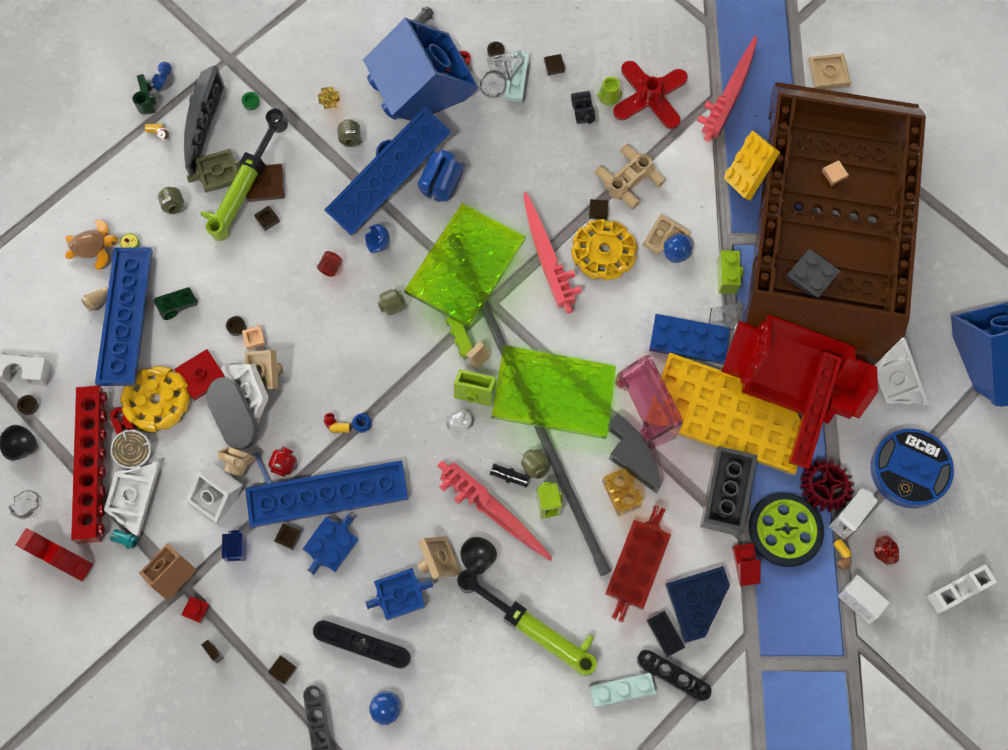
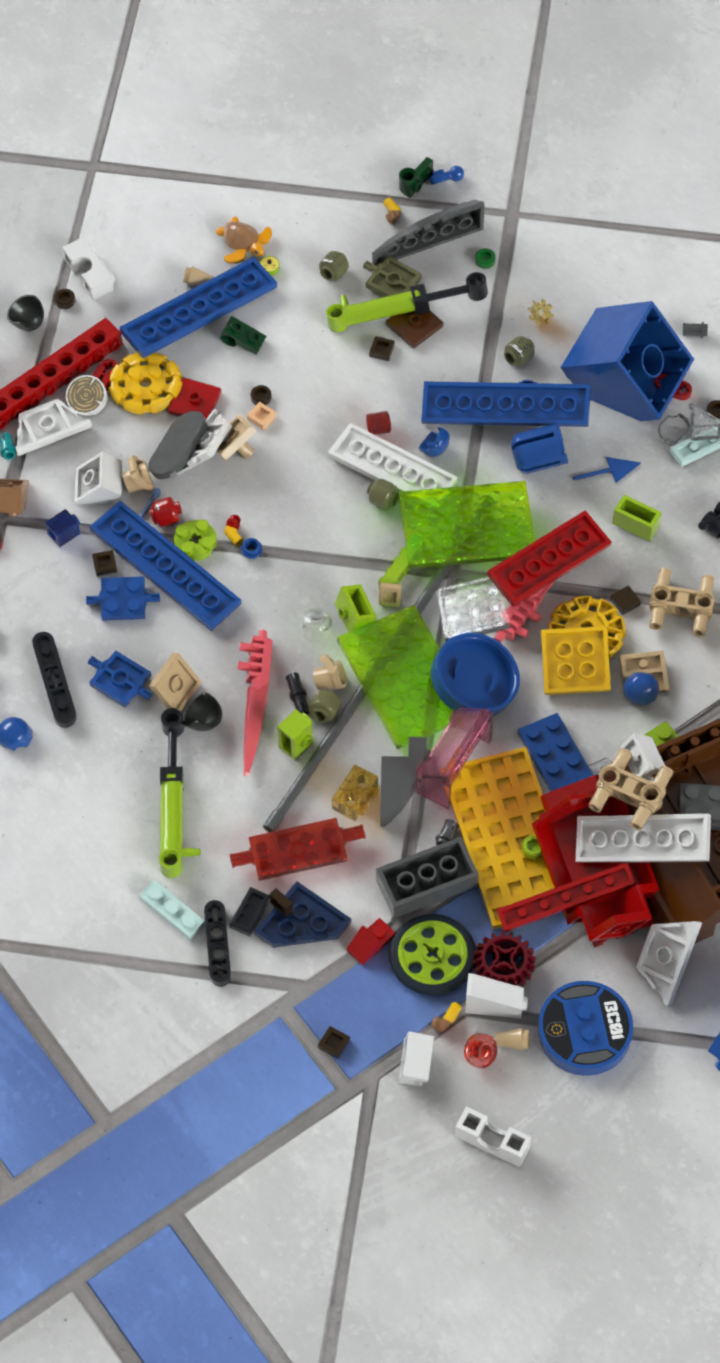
camera: 55 degrees right, 10 degrees down
(315, 448) = (199, 529): none -> lime plate
(368, 280) = (383, 460): none -> white plate
(489, 139) = (618, 468): none -> blue piece
(514, 442) = (330, 675): none -> tan piece
(535, 309) = (472, 608): none -> clear plate
(538, 232) = (548, 558): none -> red plate
(545, 156) = (636, 518): none -> lime brick
(592, 345) = (475, 673): none -> blue piece
(627, 273) = (575, 660): none -> yellow plate
(683, 607) = (281, 902): none -> dark brown tile
(698, 452) = (447, 832): none -> dark grey pin
(753, 405) = (531, 847): none -> lime tile
(763, 283) = (645, 756): none -> white hinge
(786, 308) = (630, 789): none -> tan piece
(810, 647) = (334, 1042): none -> dark brown tile
(820, 328) = (661, 839): none -> white plate
(890, 520) = (514, 1039): none -> tan cone

